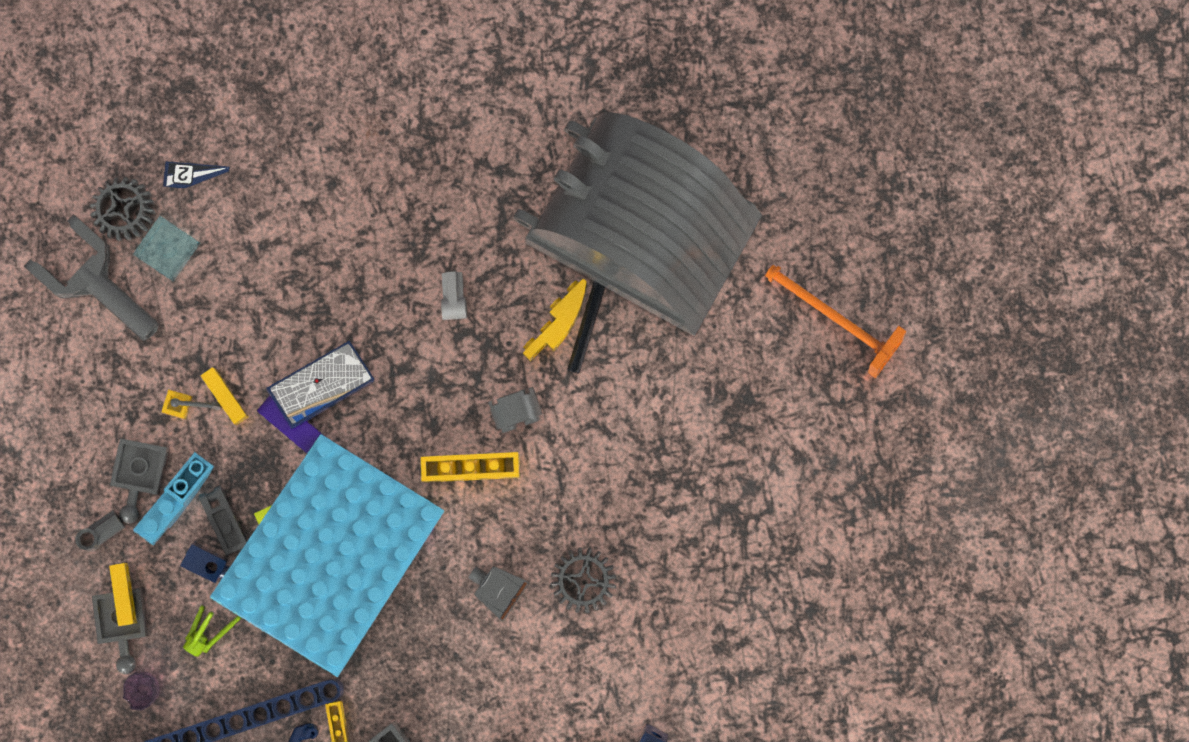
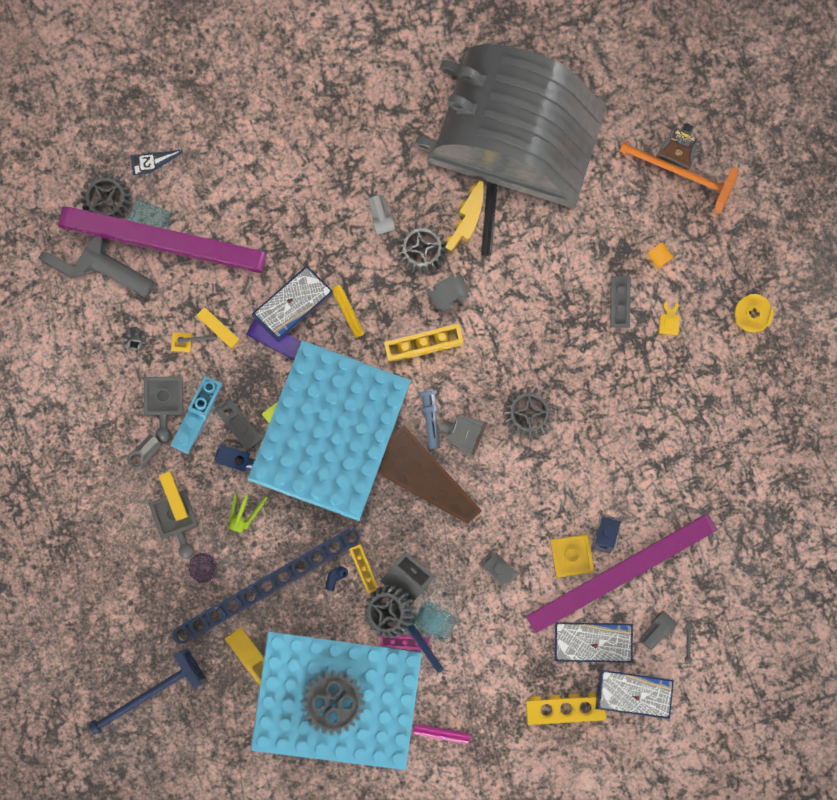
camera: 20 degrees left, 0 degrees up
(118, 388) = (134, 338): none -> dark grey gear
(177, 274) = (162, 239): none -> magenta beam
(388, 407) = (348, 311): none -> yellow axle
(430, 624) = (416, 470): none -> reddish brown wing
(458, 592) = (430, 410): none -> sand blue pin
(483, 348) = (414, 249): none -> dark grey gear
(726, 464) = (620, 302): none -> dark grey hinge
(781, 502) = (669, 322): none -> yellow plate
(788, 416) = (660, 255): none -> light orange brick
(840, 286) = (679, 147): none -> torso
(902, 507) = (762, 307): none -> yellow plate

